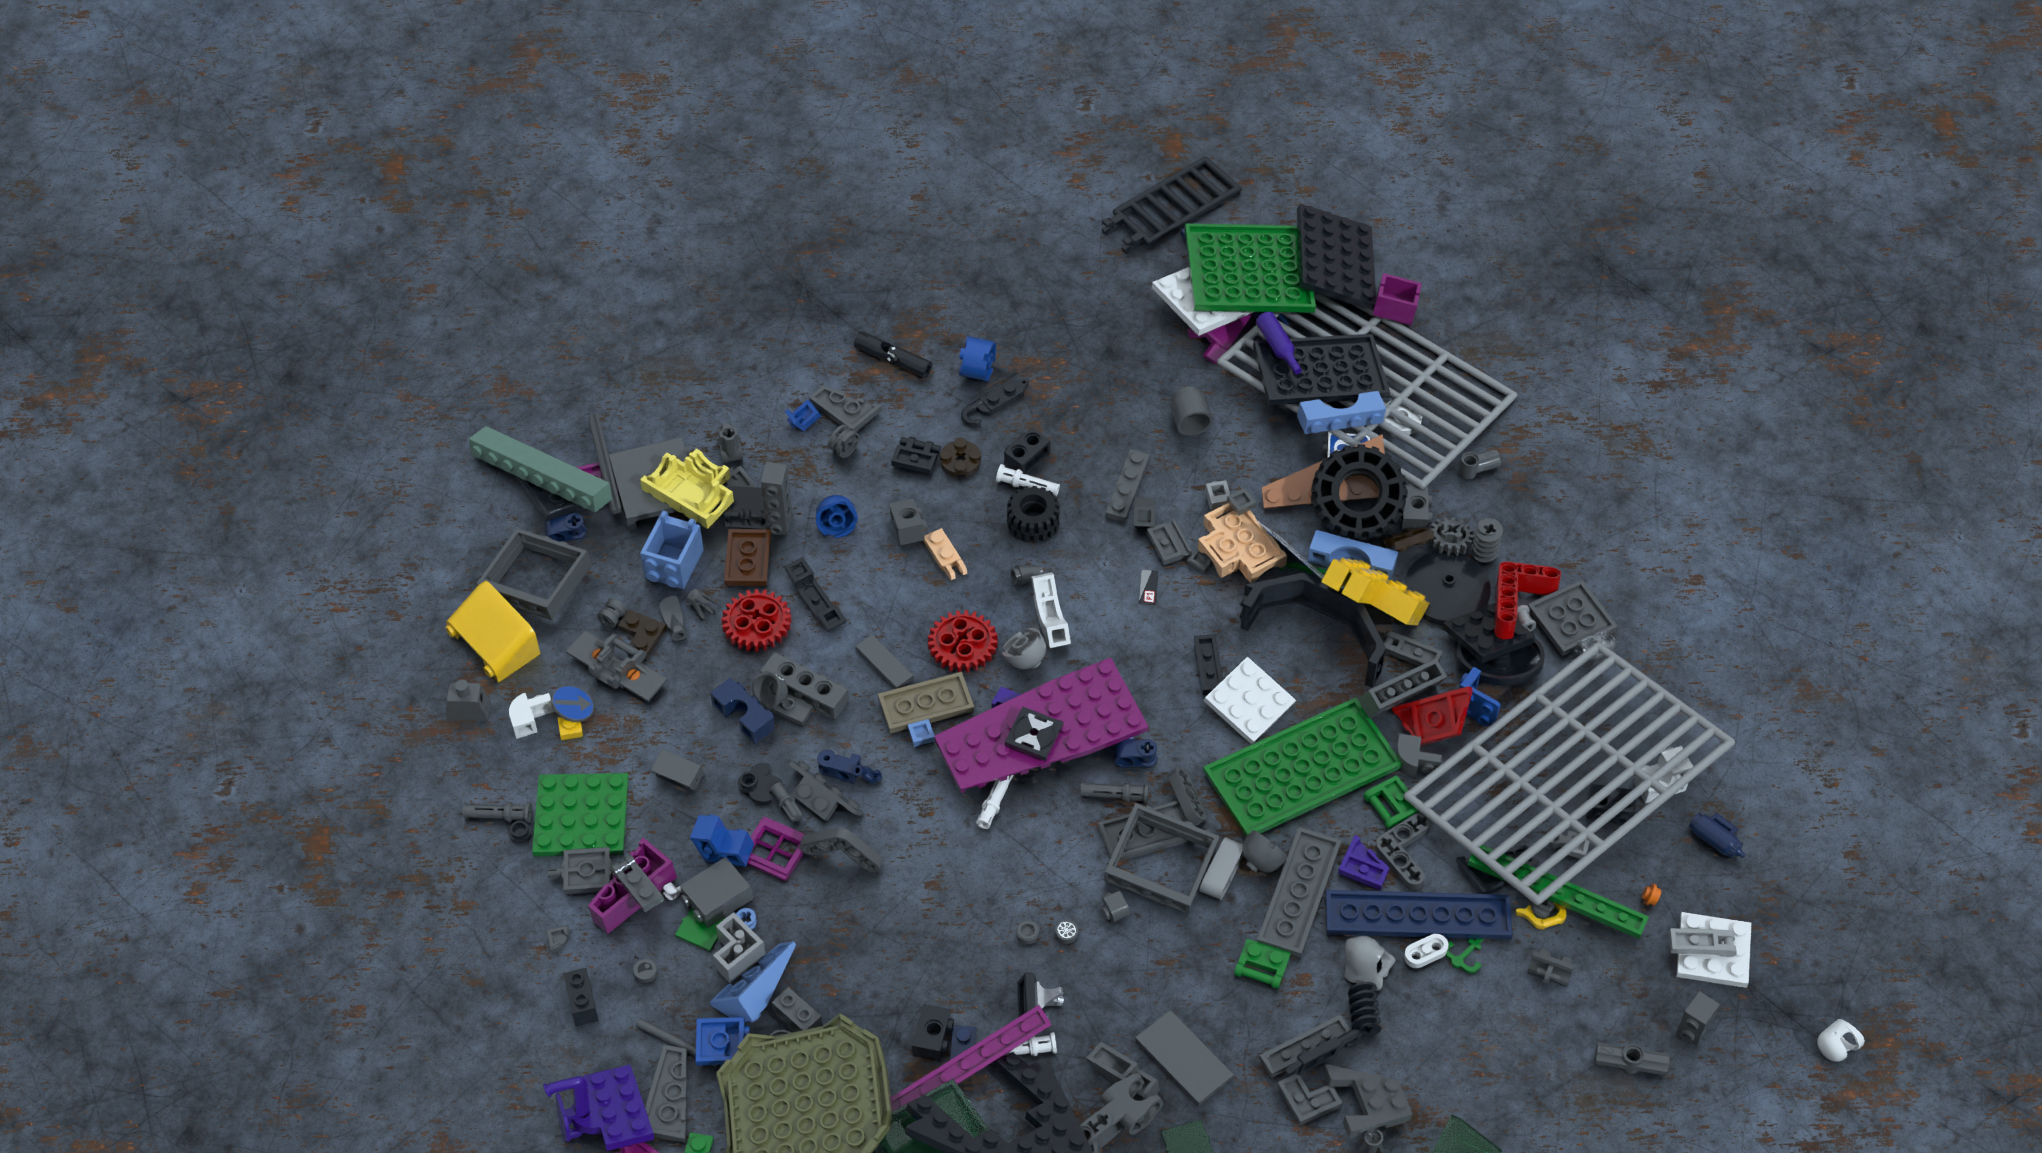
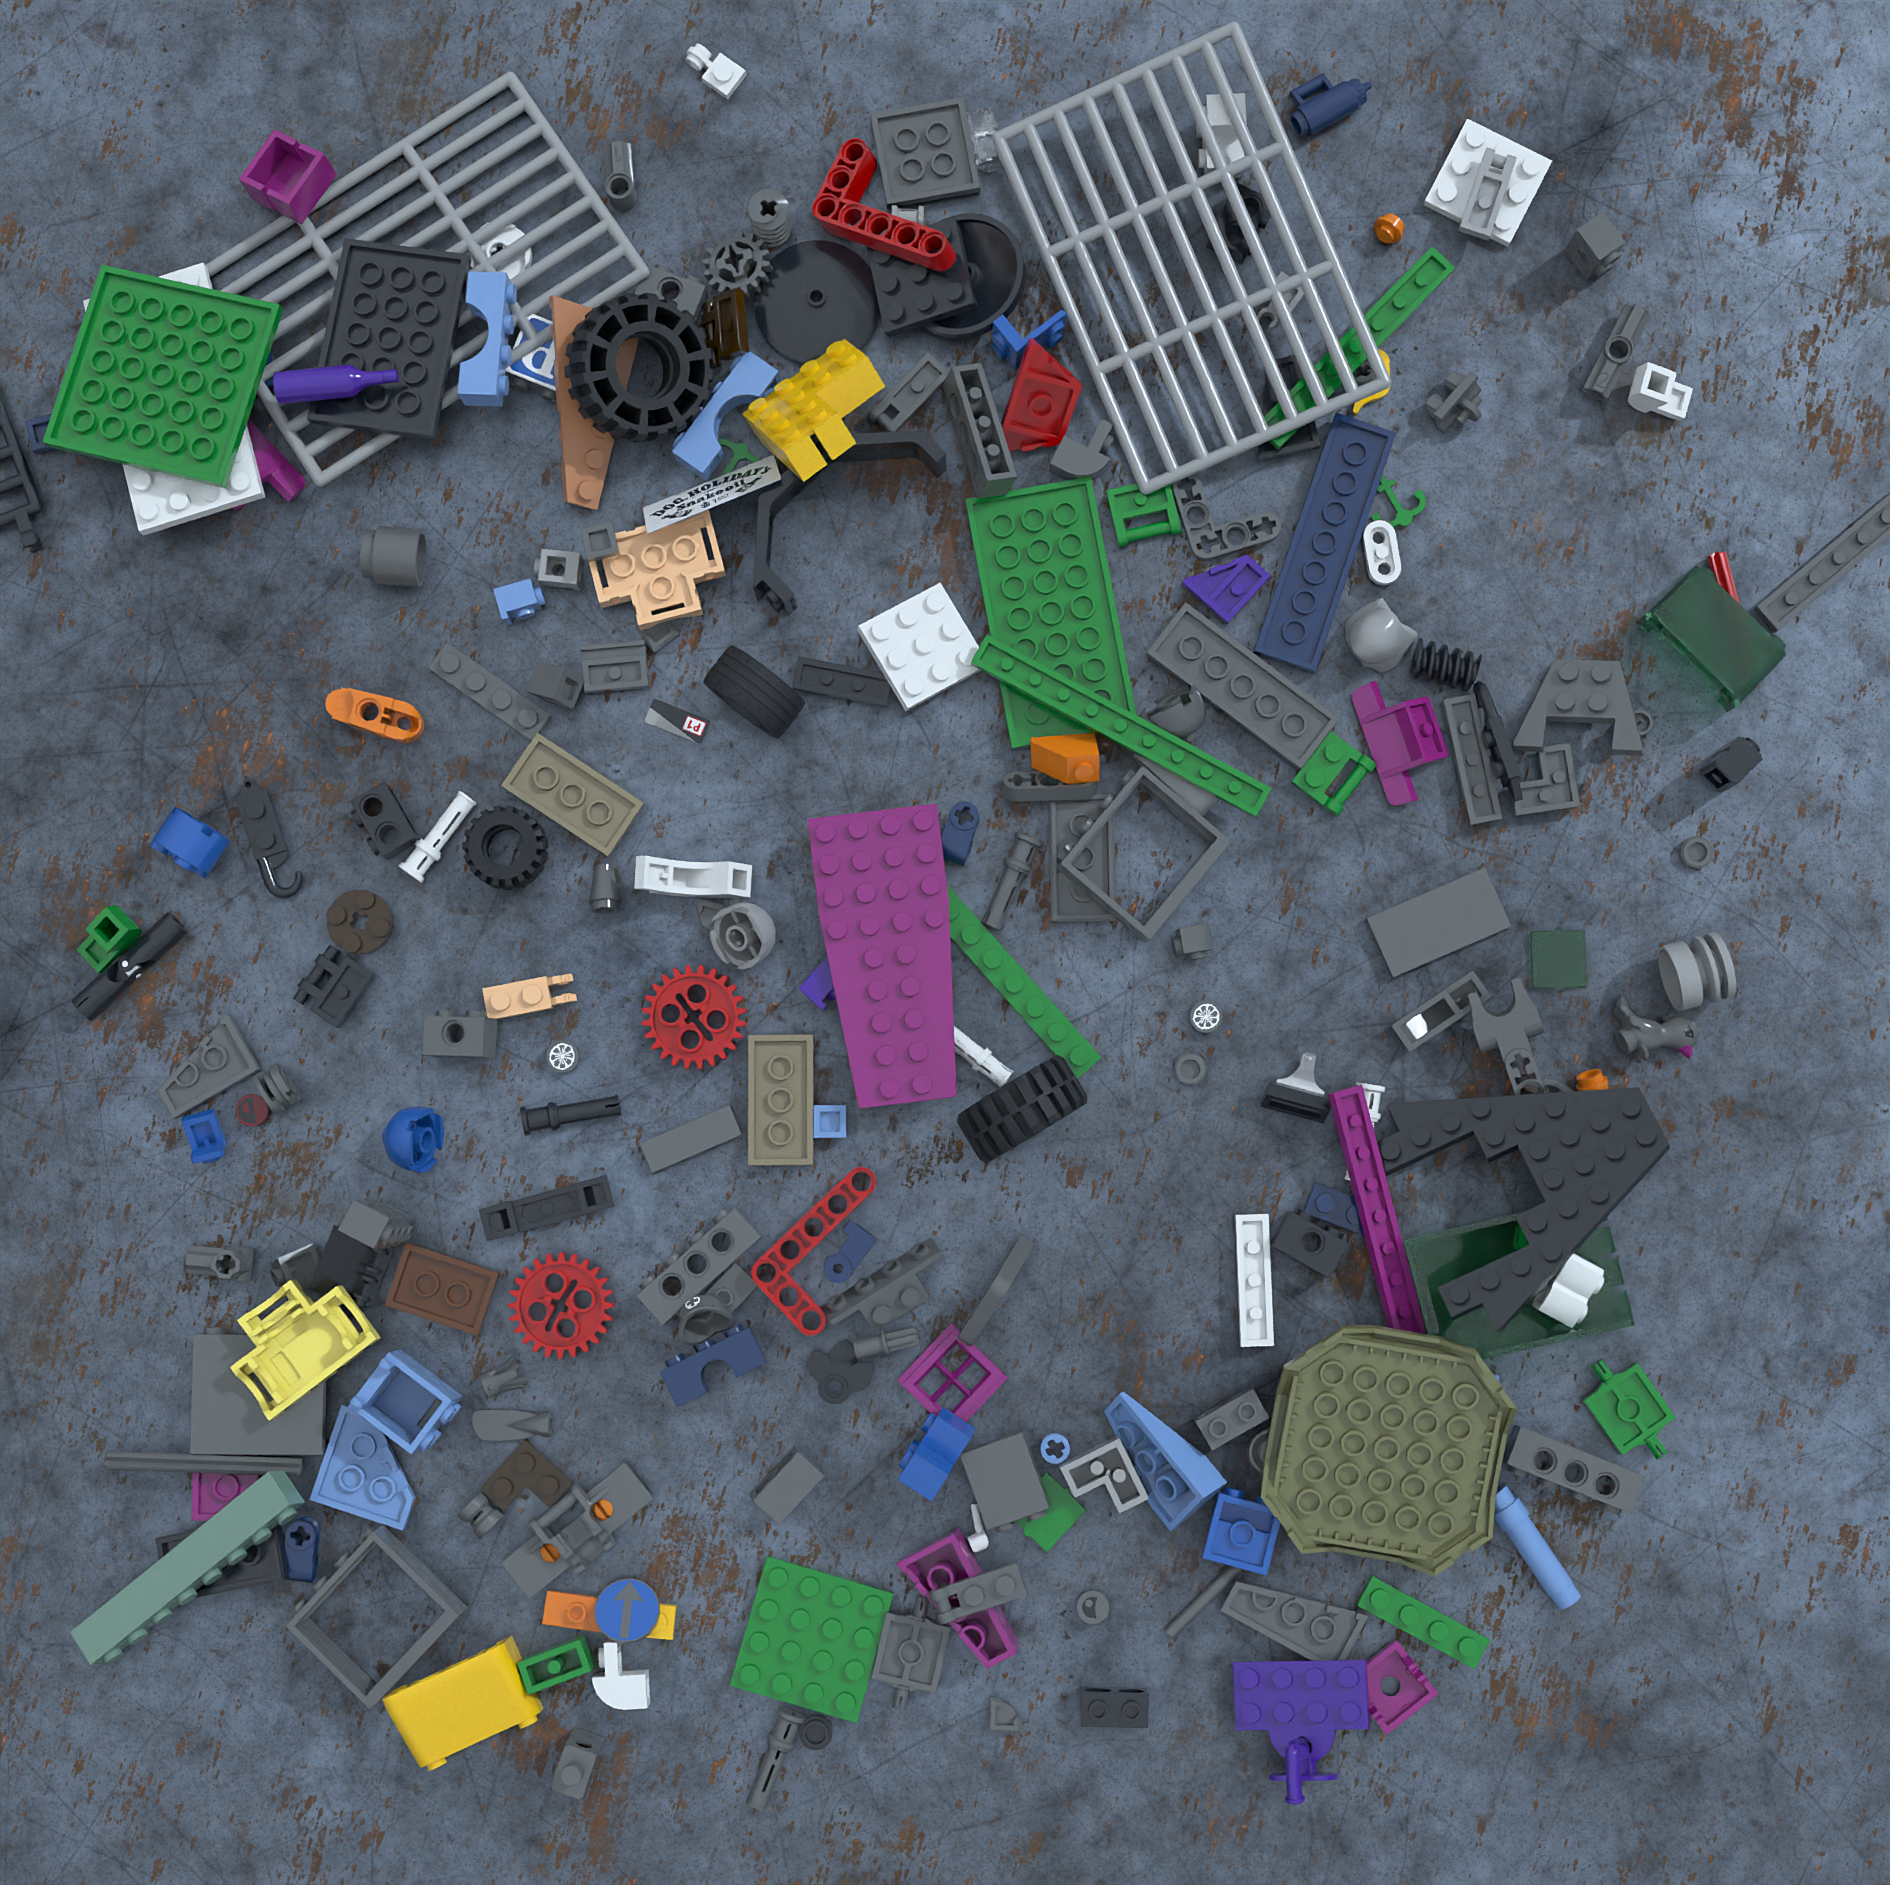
camera: 70 degrees left, 30 degrees up
(528, 673) = (556, 1664): none -> green brick
(564, 674) = (570, 1610): none -> orange plate
(617, 548) = (363, 1473): none -> medium blue plate
(823, 436) = (252, 1110): none -> dark red tile
(836, 741) = (806, 1245): none -> red beam
(867, 773) = (875, 1216): dark blue arm -> none
(874, 585) = (554, 1116): none -> black pin
(896, 1006) = (1254, 1280): none -> white plate
(908, 336) = (109, 936): none -> green brick
(913, 582) = (562, 1056): none -> dark grey tile
(964, 820) = (1022, 1108): none -> black tyre
(1043, 742) = (902, 986): black piece -> none
(1048, 814) = (1018, 988): none -> green plate
(1079, 542) = (573, 795): none -> dark tan plate
(1090, 431) = (350, 708): none -> orange piece
(1180, 608) = (754, 691): none -> black tyre
(1189, 481) = (519, 600): none -> medium blue brick
(1210, 799) = (1066, 757): none -> orange slope
(1240, 819) = (1121, 726): none -> green plate
(1304, 997) = (1398, 739): none -> magenta plate
(1336, 257) = (178, 237): black plate -> none
(1568, 499) = (721, 74): none -> white plate
(1614, 1090) = (1657, 392): none -> white brick
(1833, 1044) = (1665, 88): white helmet -> none

